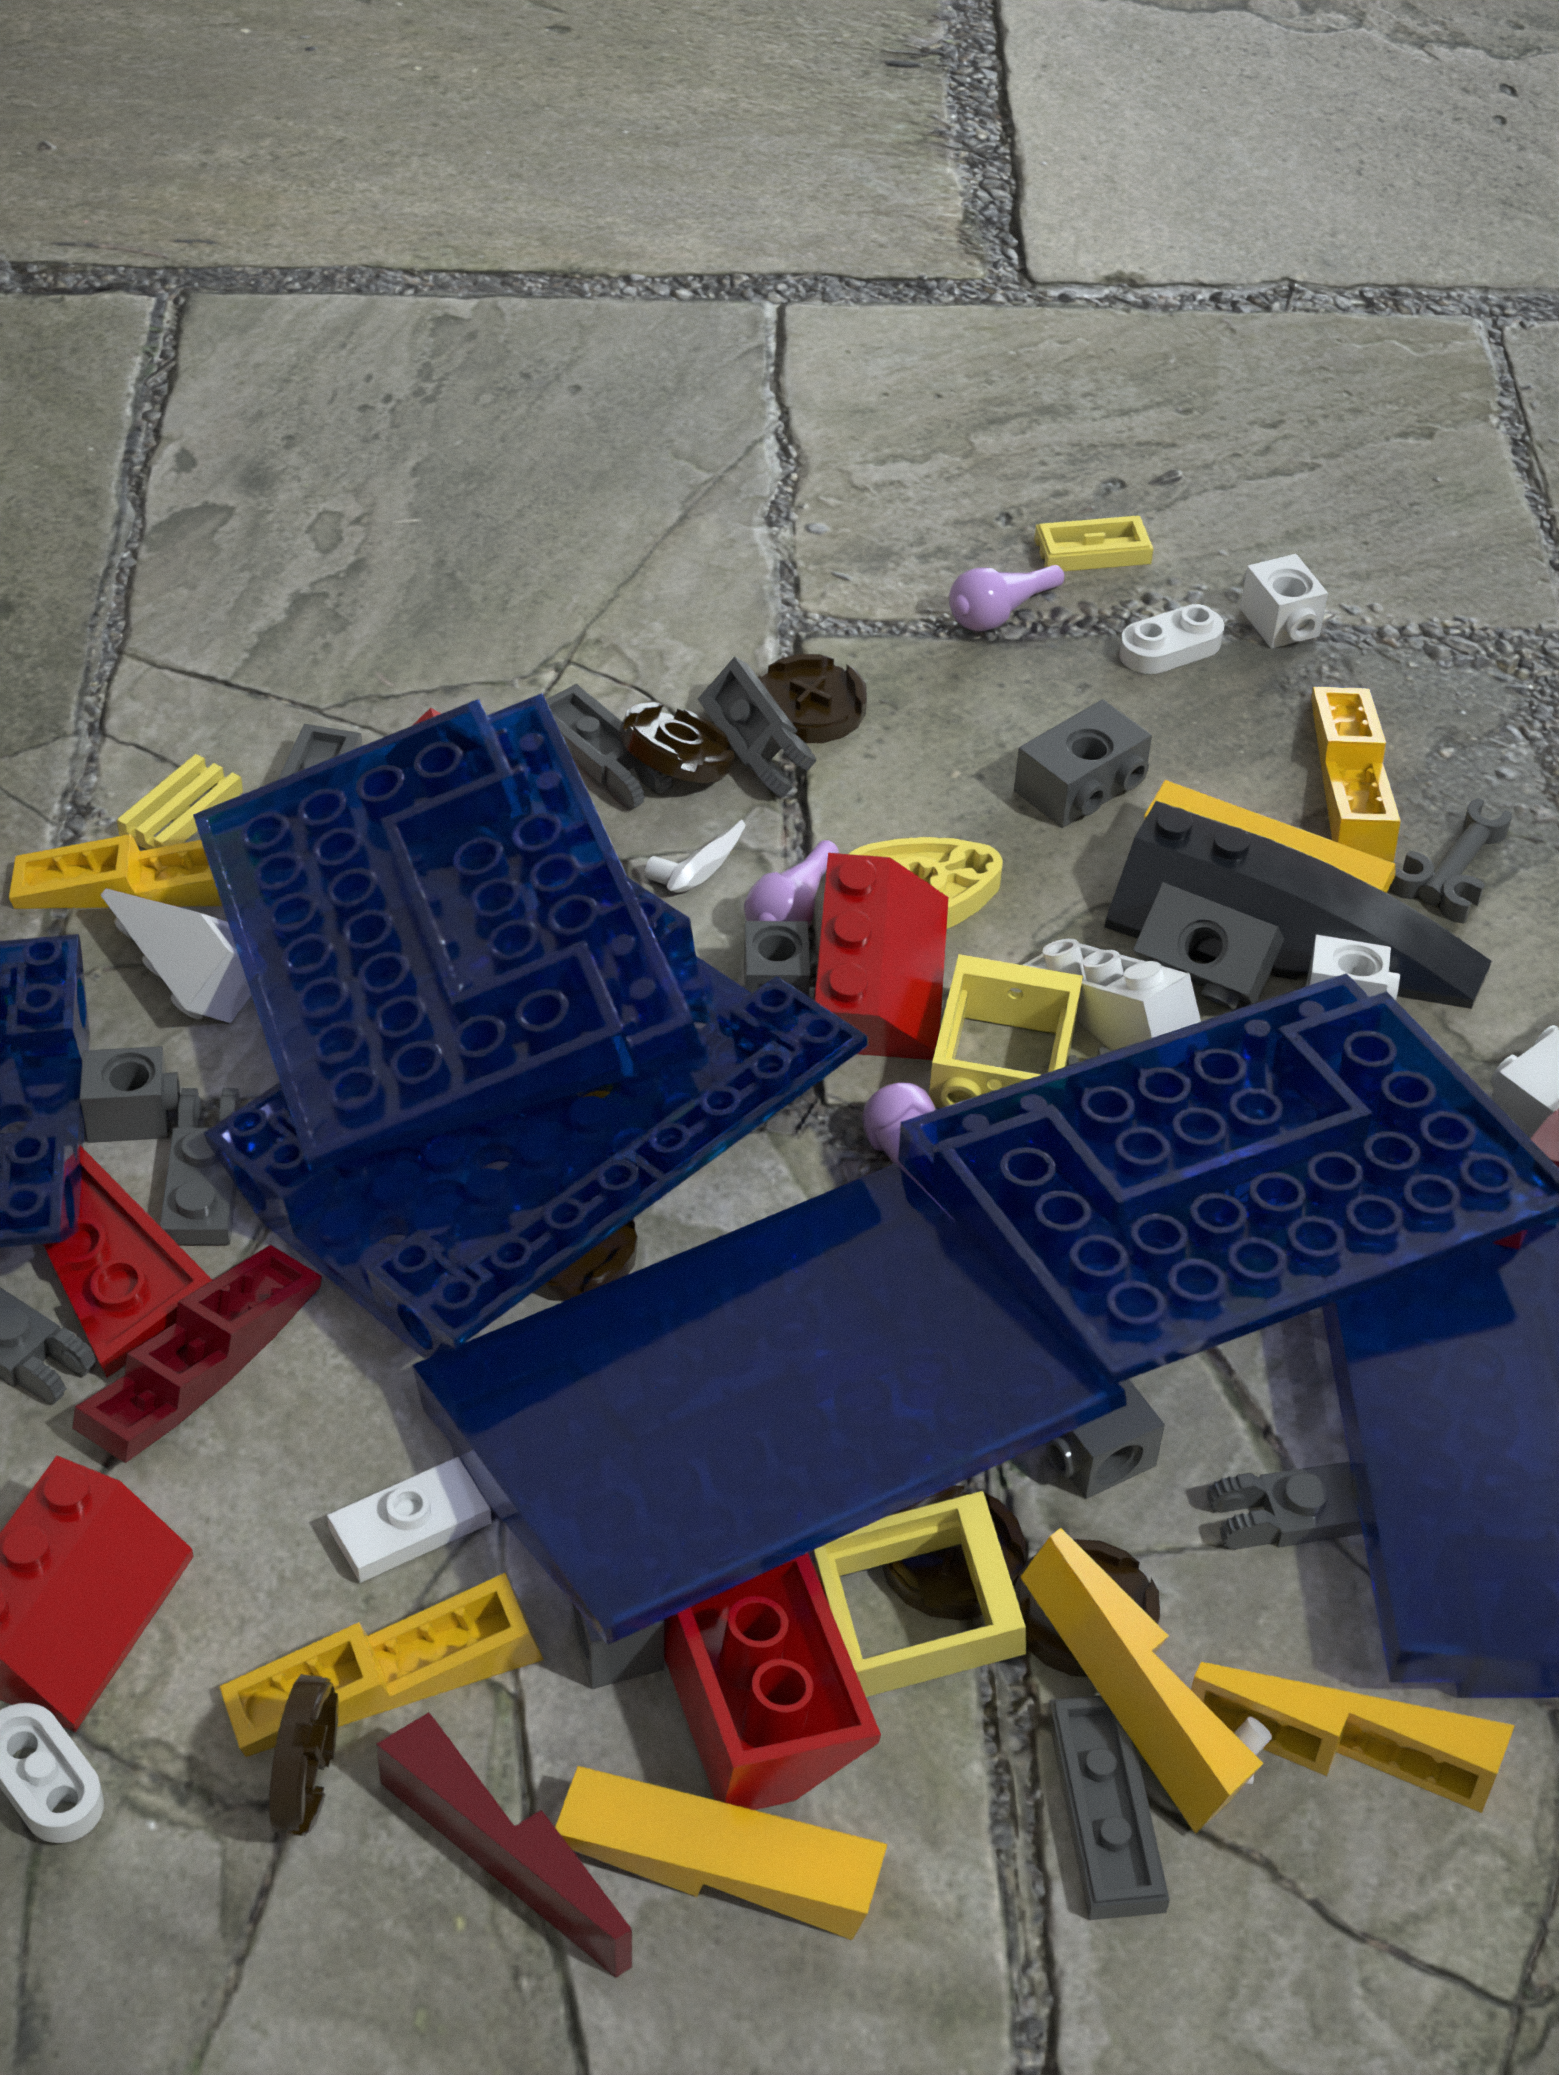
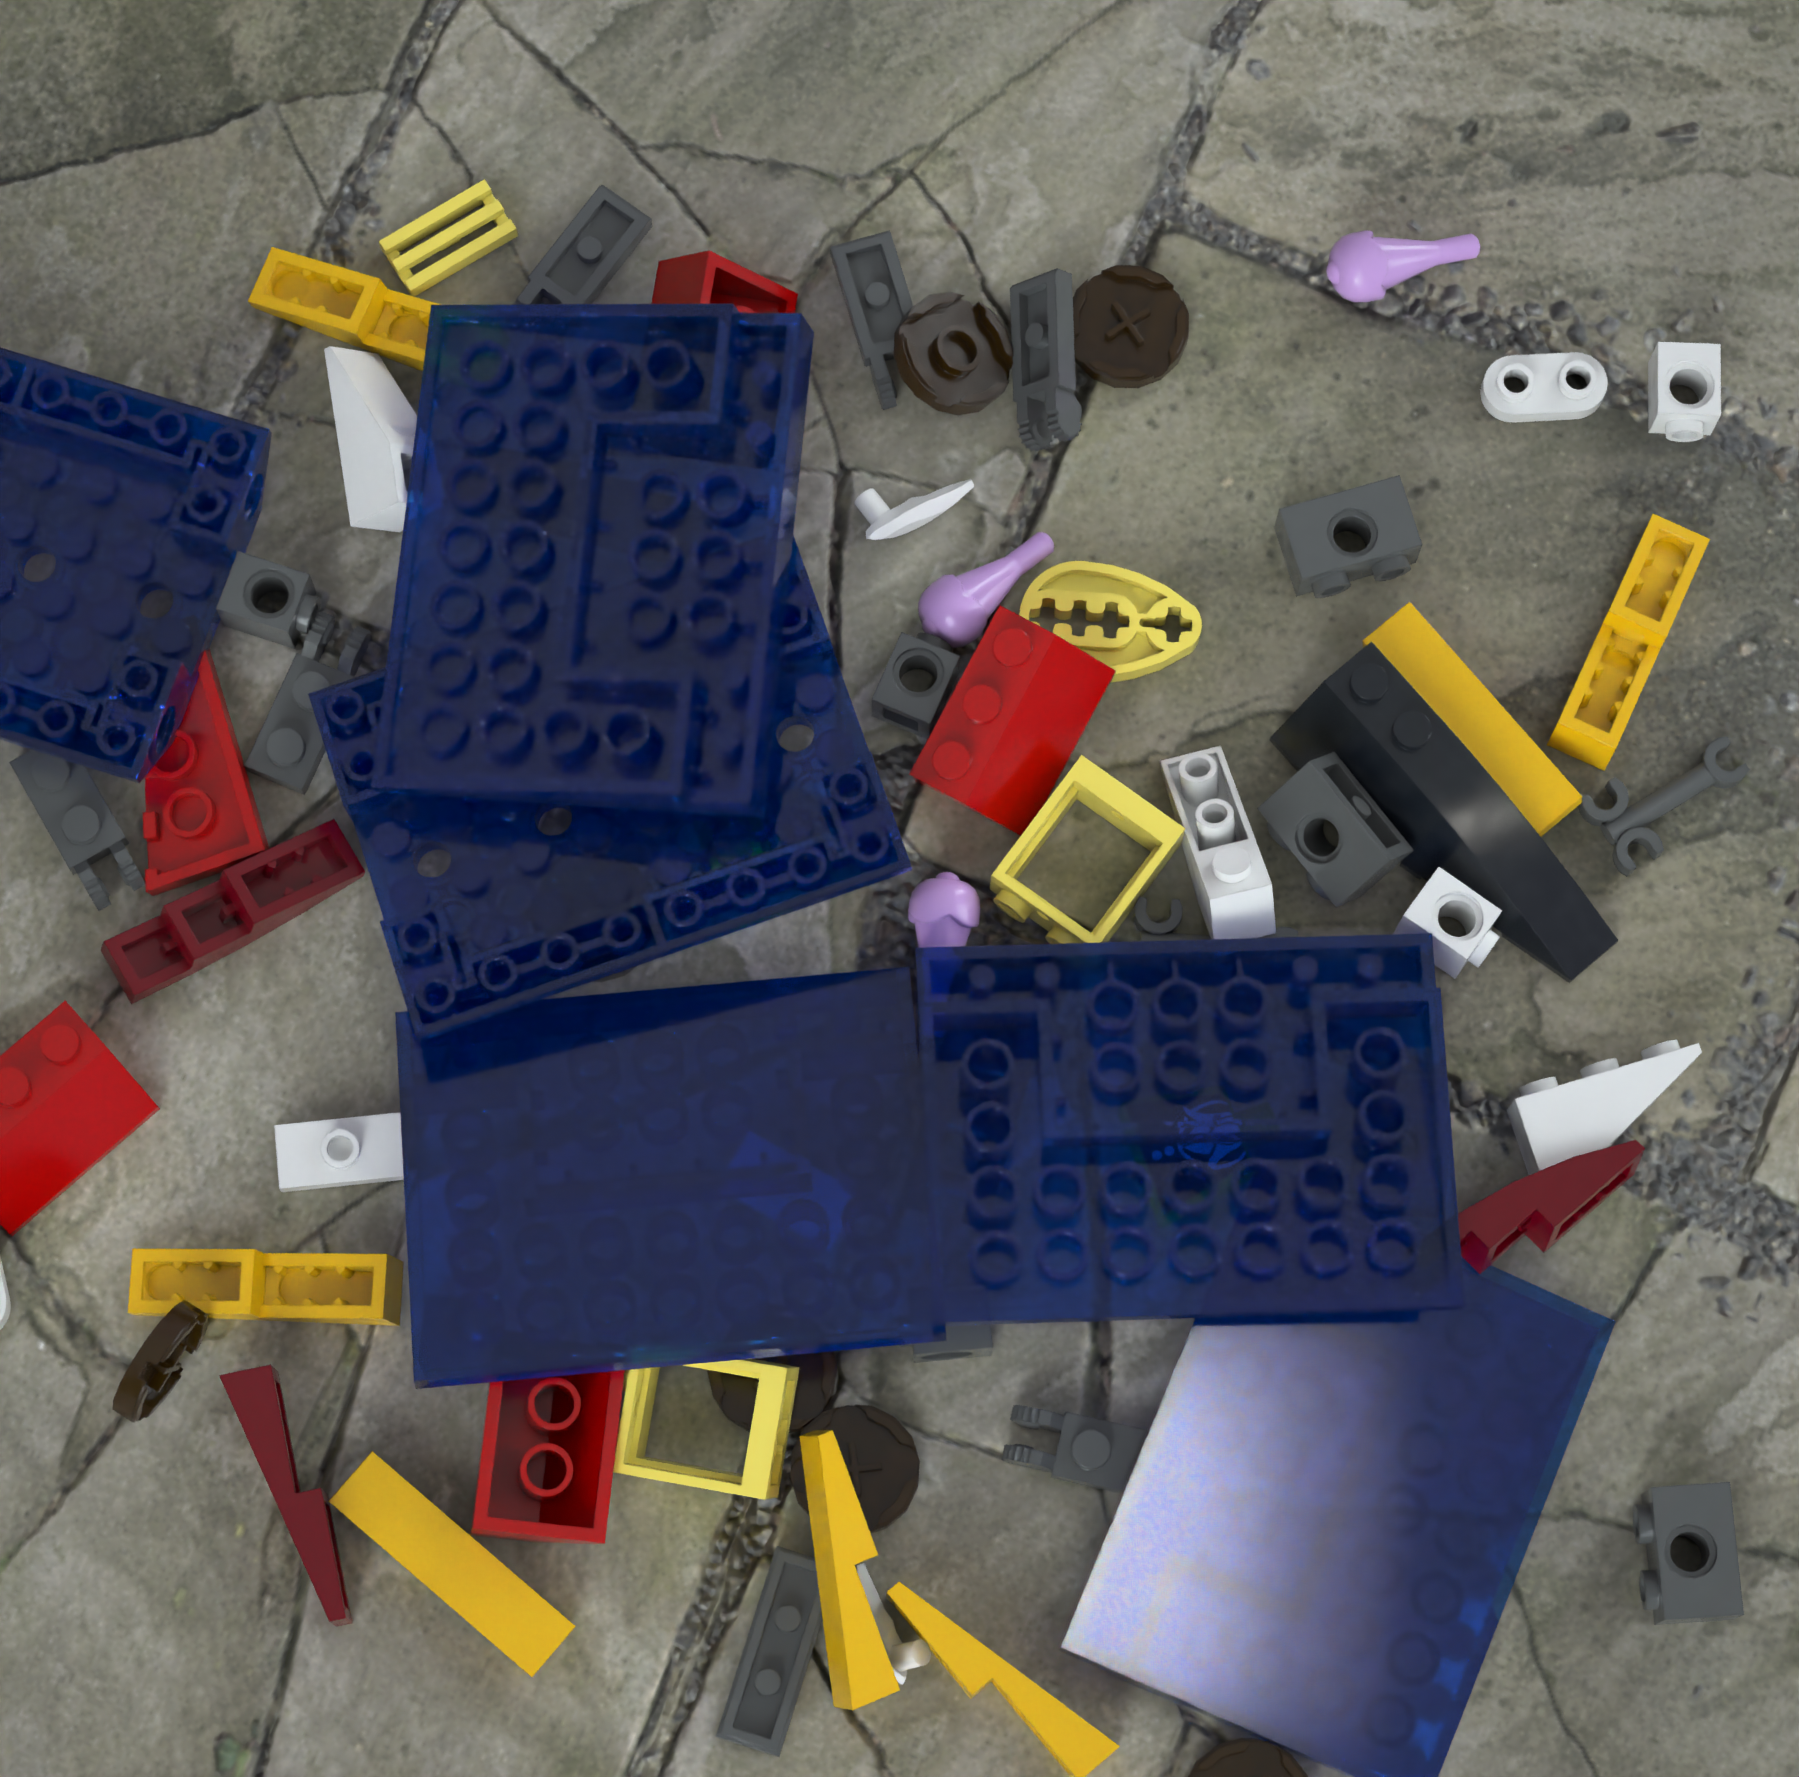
camera: 25 degrees right, 30 degrees up
(1094, 543) = (1533, 234): light yellow tile -> none

